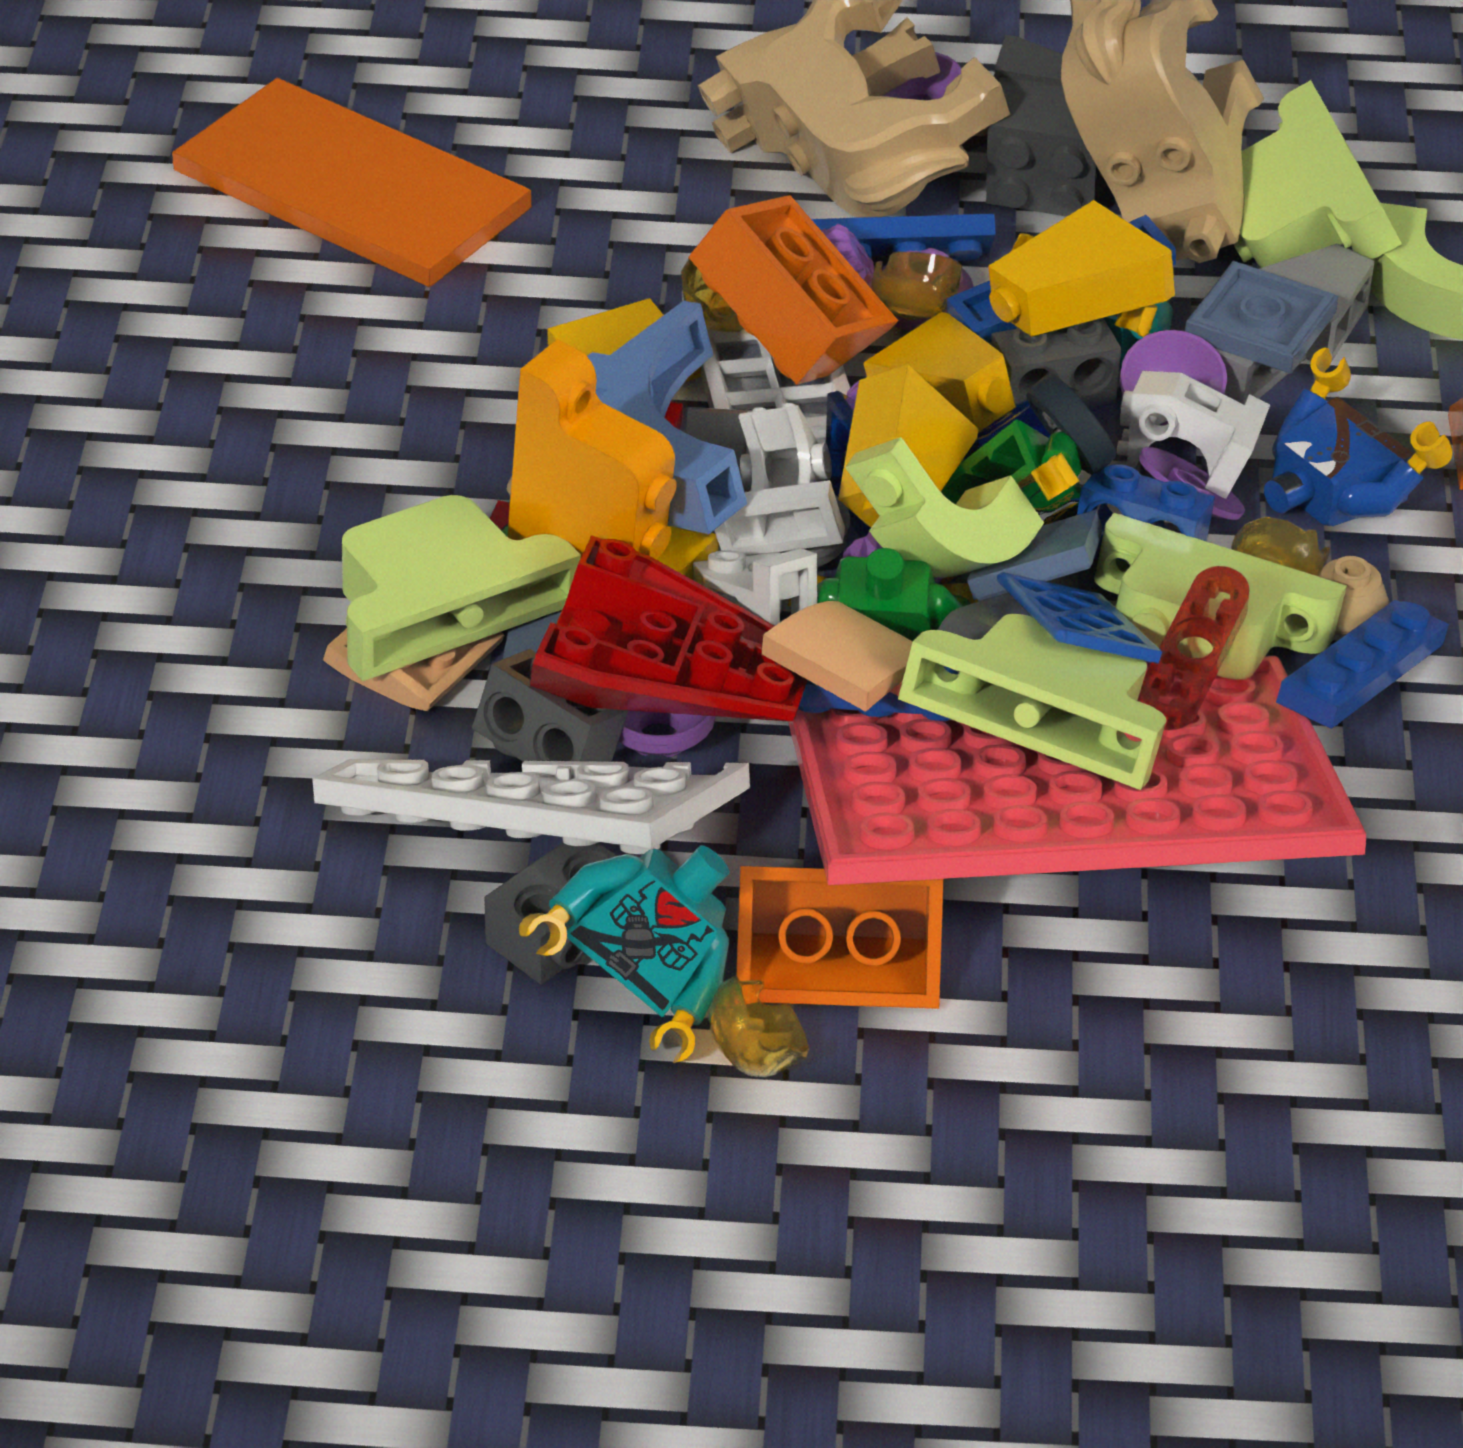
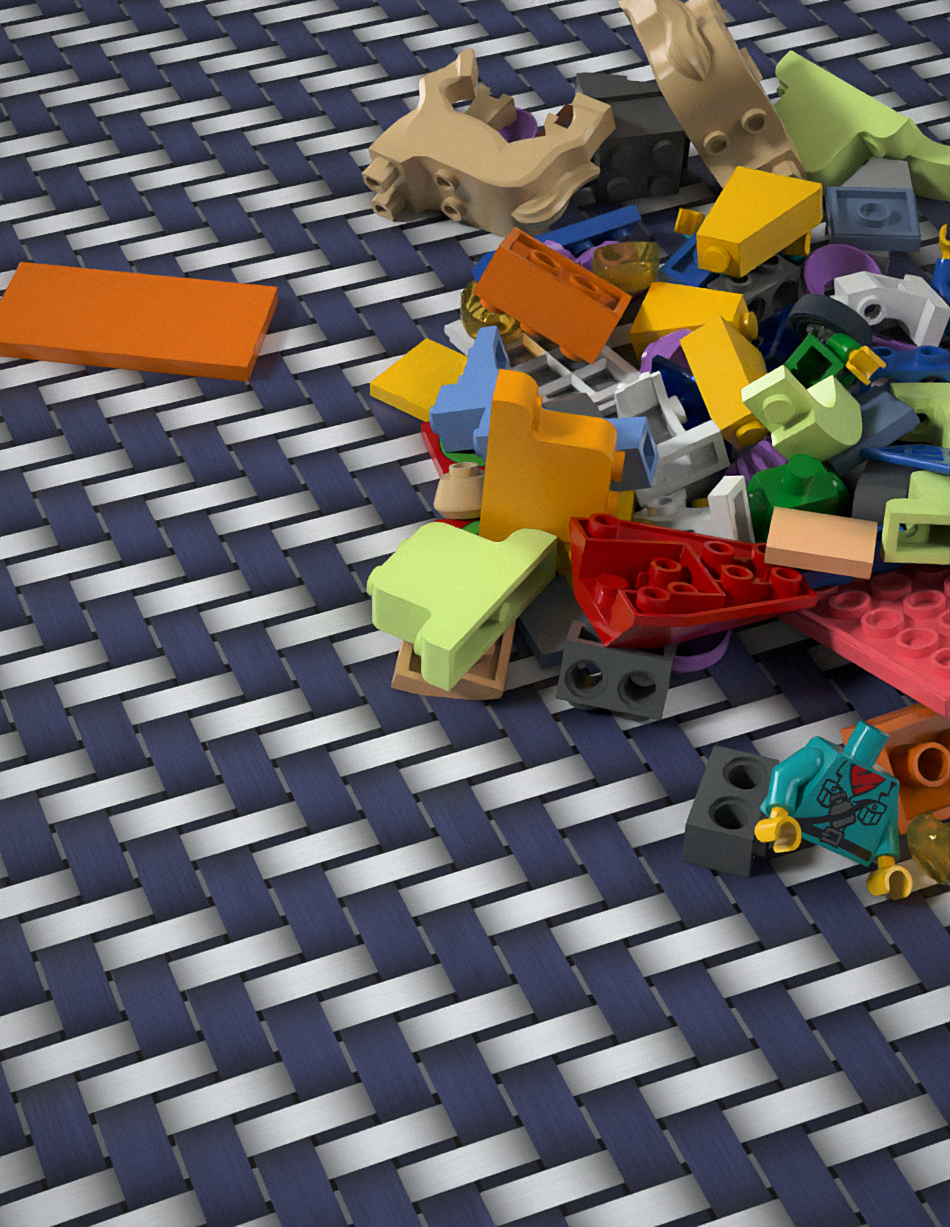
camera: 25 degrees left, 0 degrees up
(556, 798) = (660, 733): white wing -> none

